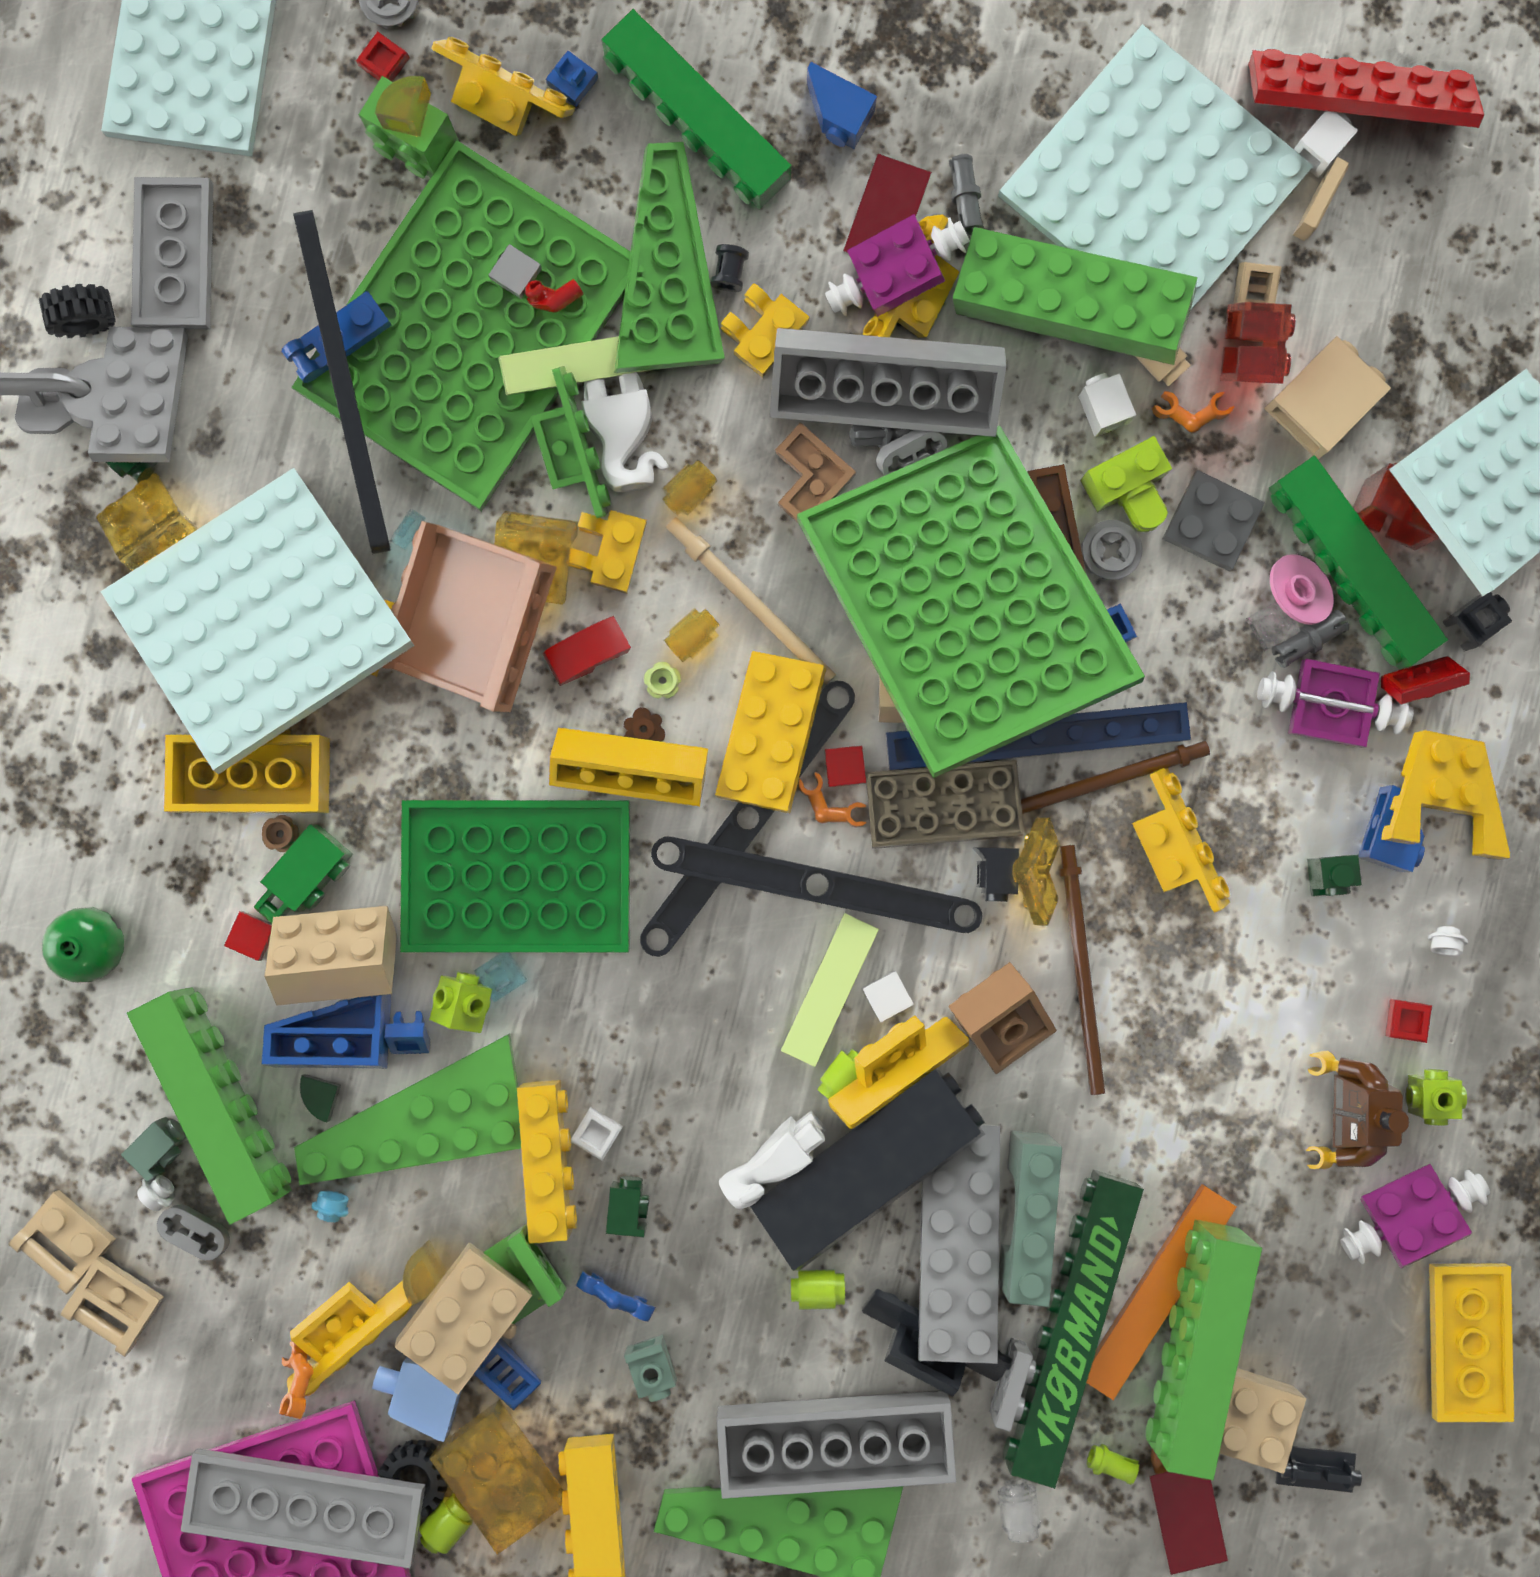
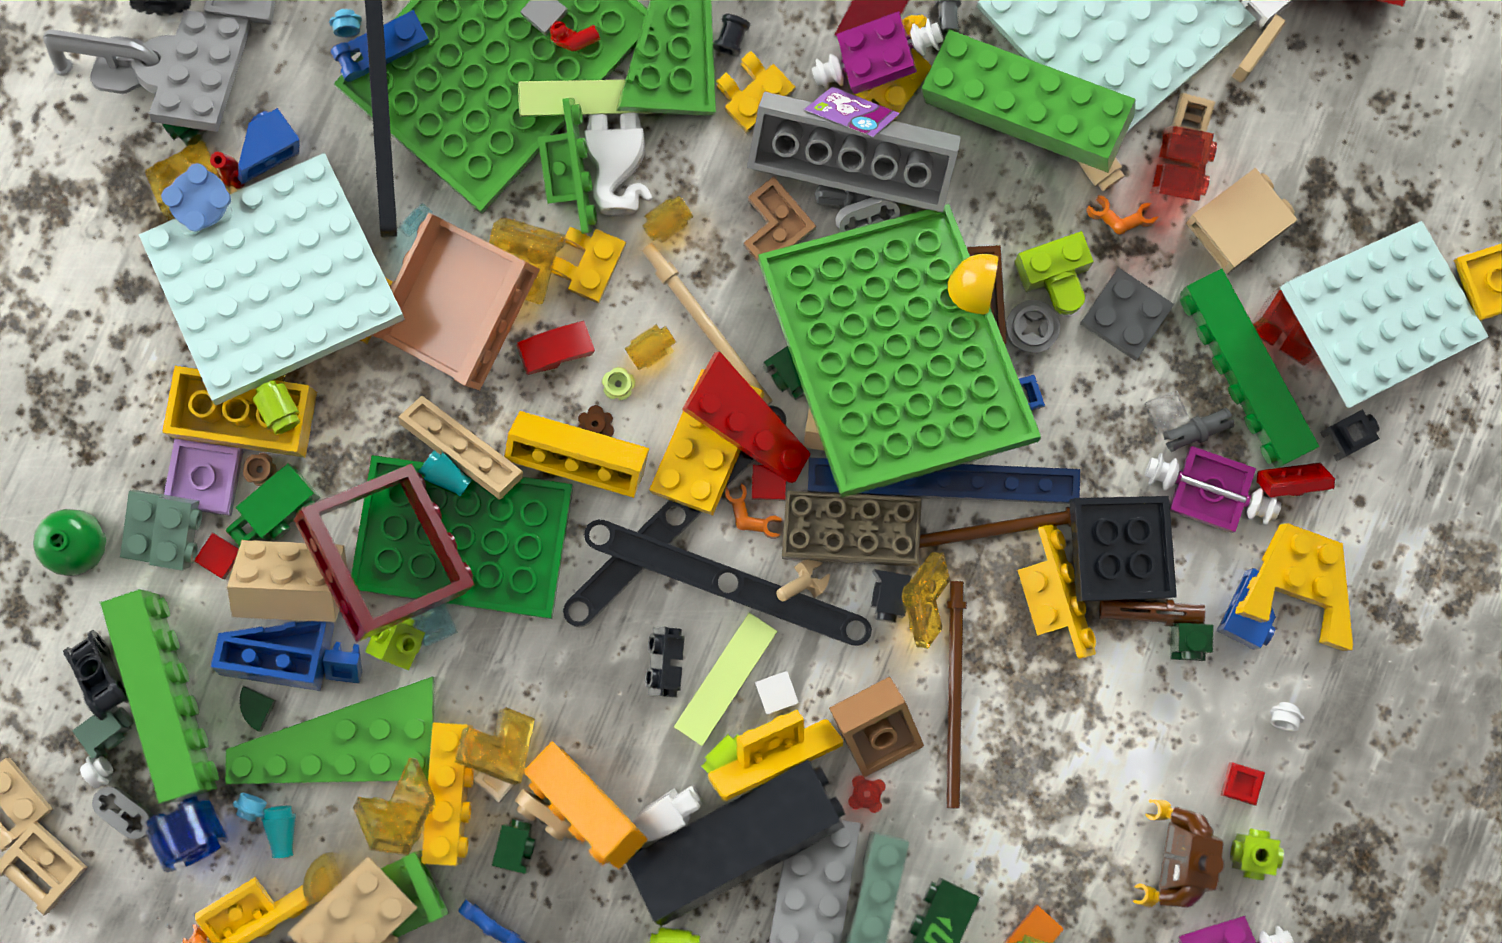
camera: 10 degrees right, 5 degrees down
(136, 1089) = (96, 675): none -> black piece
(158, 541) = (197, 198): none -> medium blue piece
(182, 917) = (161, 529): none -> sand green plate
(189, 502) = (228, 169): none -> red arm
(218, 851) = (205, 474): none -> lavender tile
(227, 468) = (266, 144): none -> blue slope
(265, 1248) = (186, 833): none -> clear blue brick
(287, 766) = (276, 407): none -> lime brick
(294, 316) = (345, 23): none -> medium azure plate
(367, 1225) = (279, 829): none -> teal cone
(385, 946) = (337, 575): none -> dark red window
(485, 810) = (444, 473): none -> teal cone
(493, 1203) = (397, 823): none -> clear yellow bracket
(499, 778) = (461, 446): none -> tan plate
(598, 1111) = (501, 754): none -> clear yellow plate
(670, 1175) = (533, 807): none -> tan plate
(699, 1156) = (585, 806): none -> light orange brick
(760, 999) = (663, 646): none -> black hinge
(803, 698) = (740, 416): none -> red wing
(846, 642) = (785, 373): none -> dark green brick
(879, 337) = (852, 111): none -> sticker
(901, 871) = (804, 581): none -> tan bar
(994, 1085) = (859, 800): none -> clear red plate
(1044, 512) = (973, 283): none -> yellow helmet
(1106, 404) = (1045, 198): white brick -> none
(1245, 784) = (1122, 548): none -> black plate
(1301, 589) = (1196, 384): bright pink dish -> none
(1329, 845) = (1192, 613): none -> reddish brown pin

